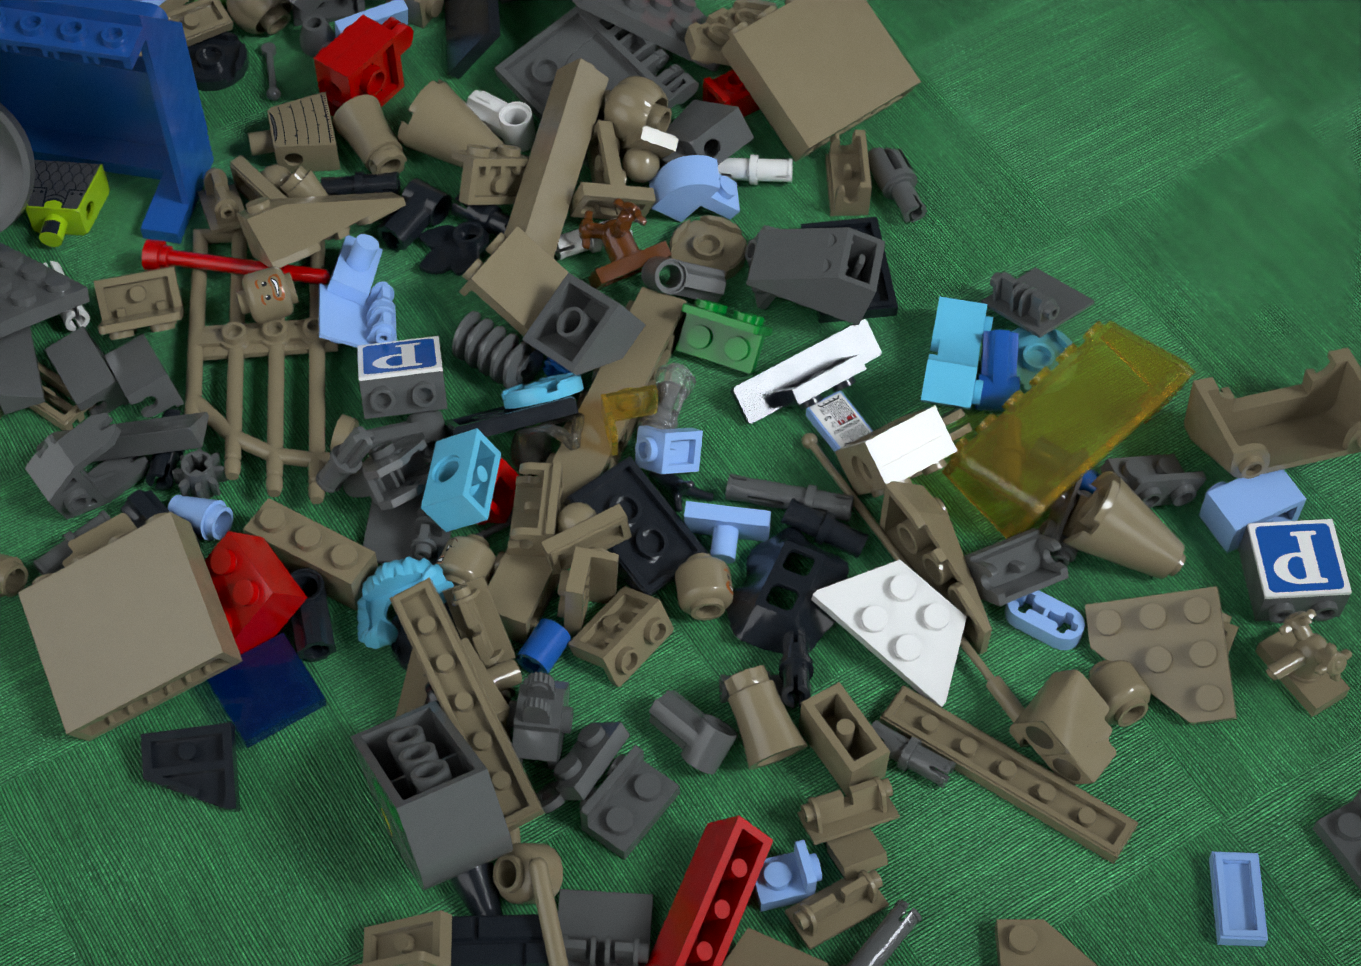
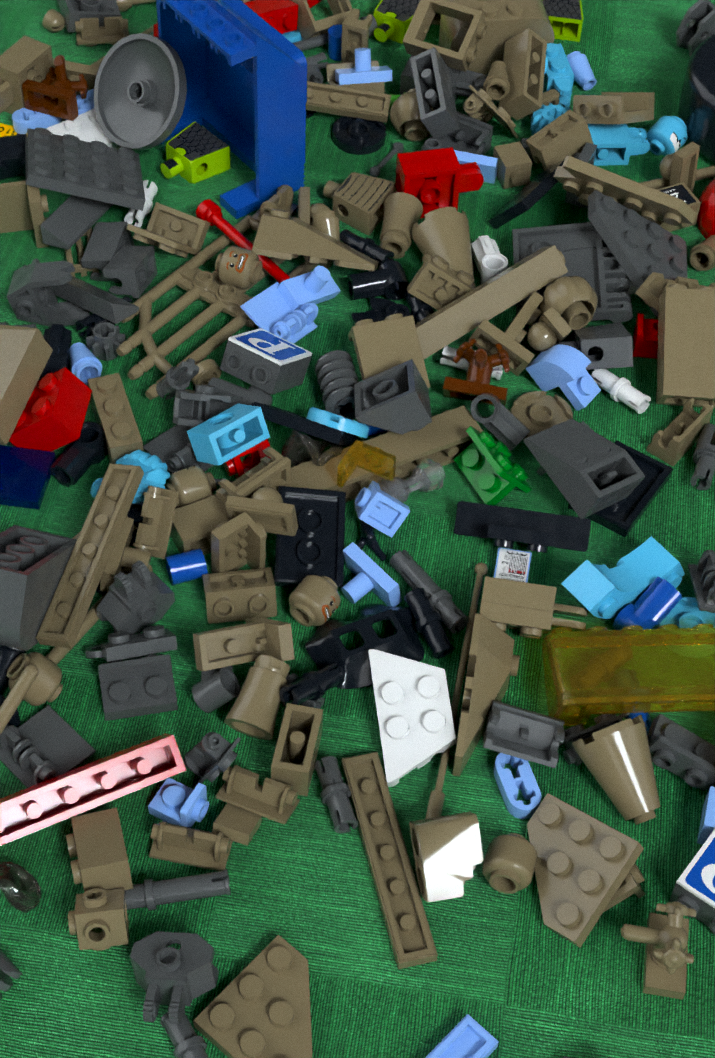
camera: 40 degrees right, 5 degrees down
(701, 669) = (243, 643): none -> dark tan bracket
(786, 809) = (210, 756): none -> dark grey hinge

